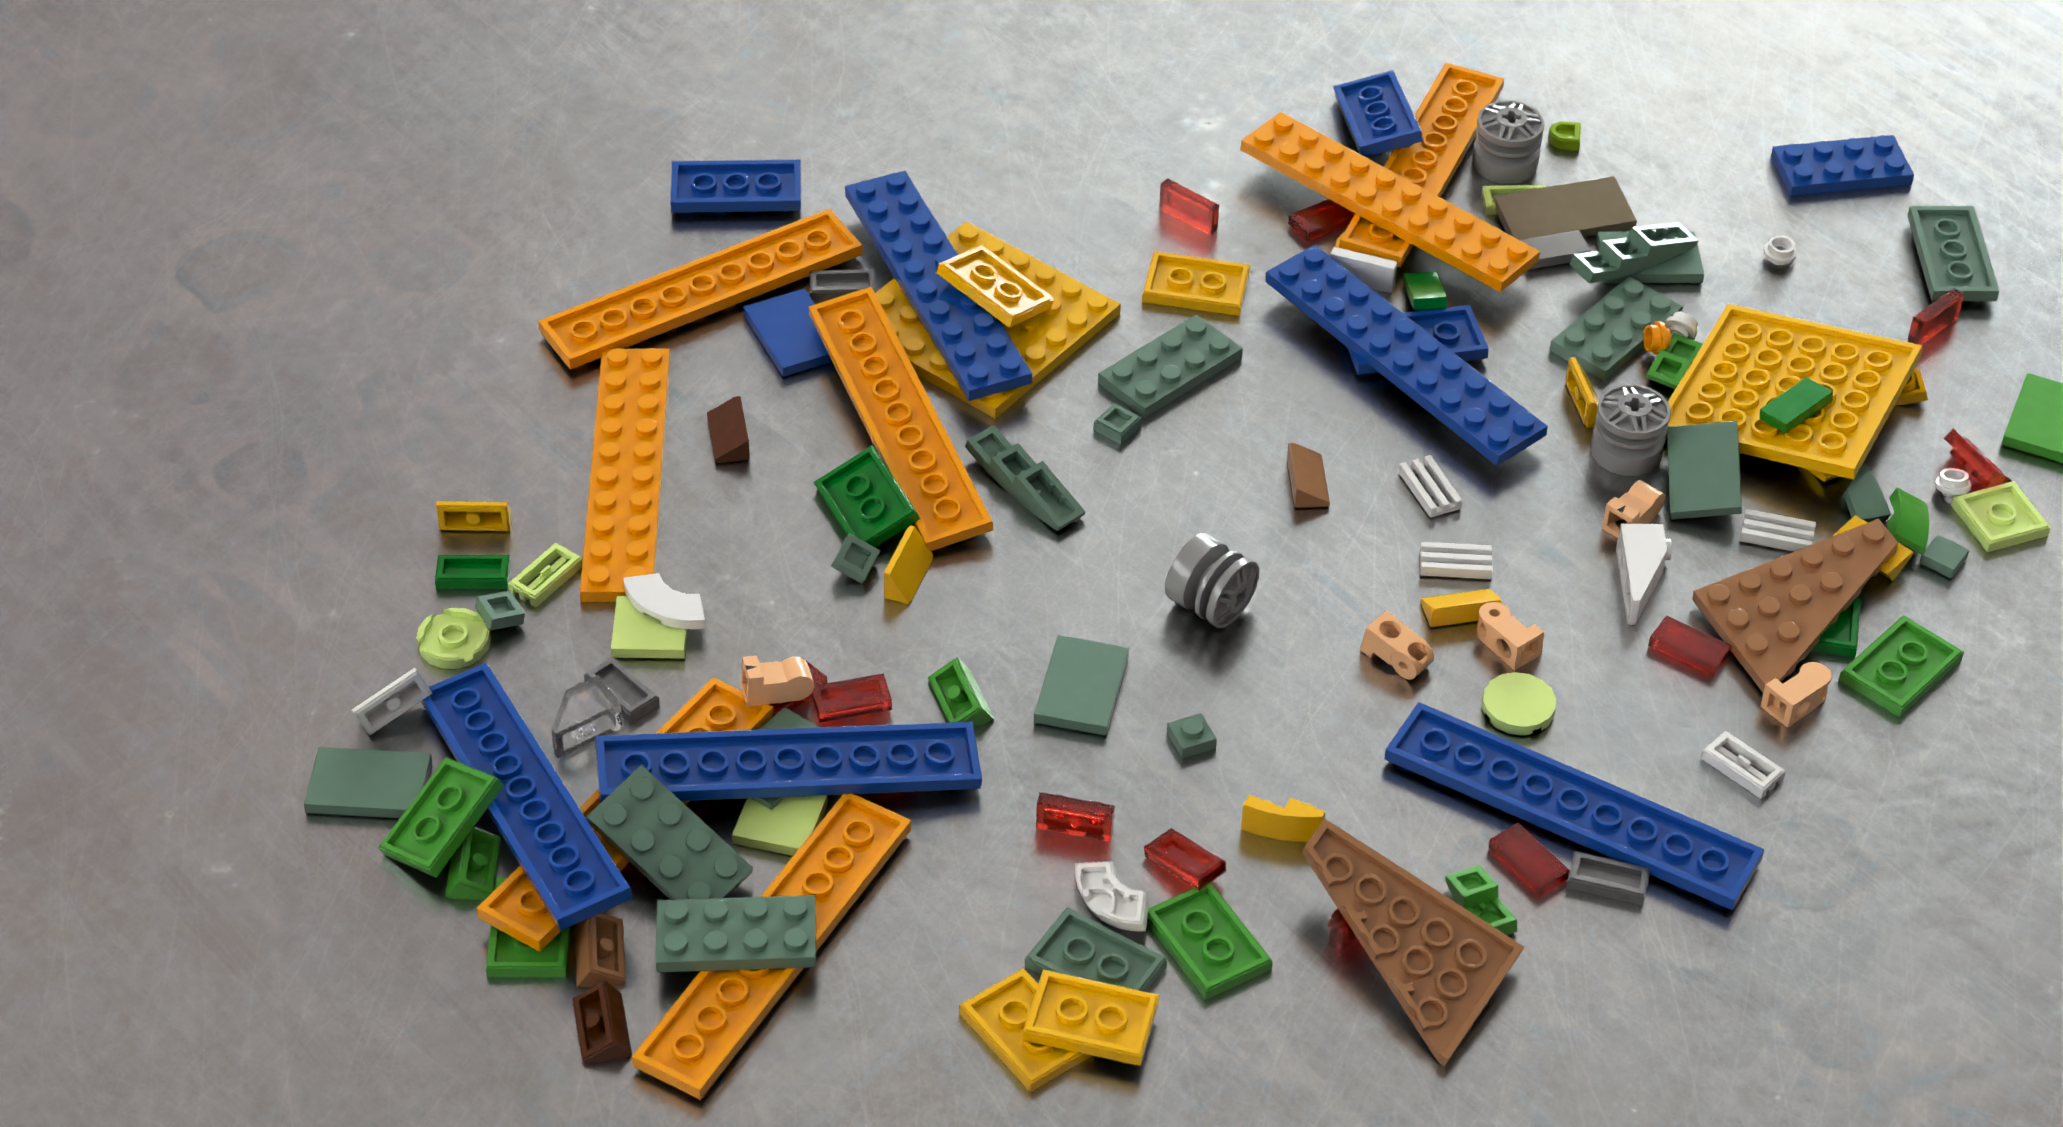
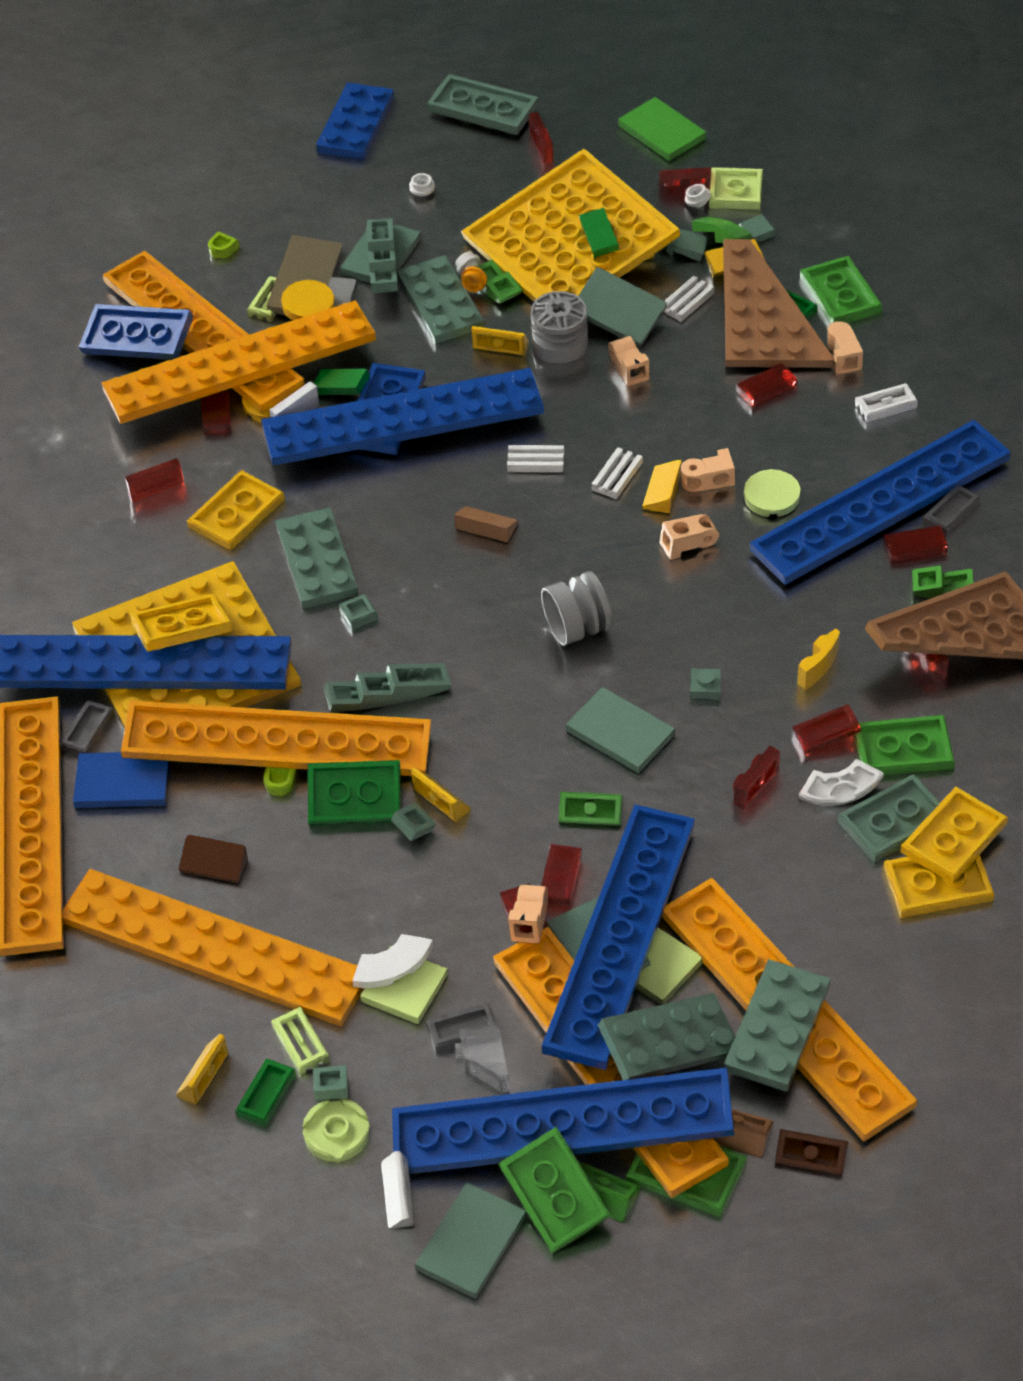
camera: 60 degrees left, 5 degrees up
(855, 441) = (279, 780): none -> lime tile
(1508, 141) = (221, 272): light grey wheel -> none
(1523, 219) = (306, 298): none -> yellow tile
(1641, 563) = (686, 377): white slope -> none

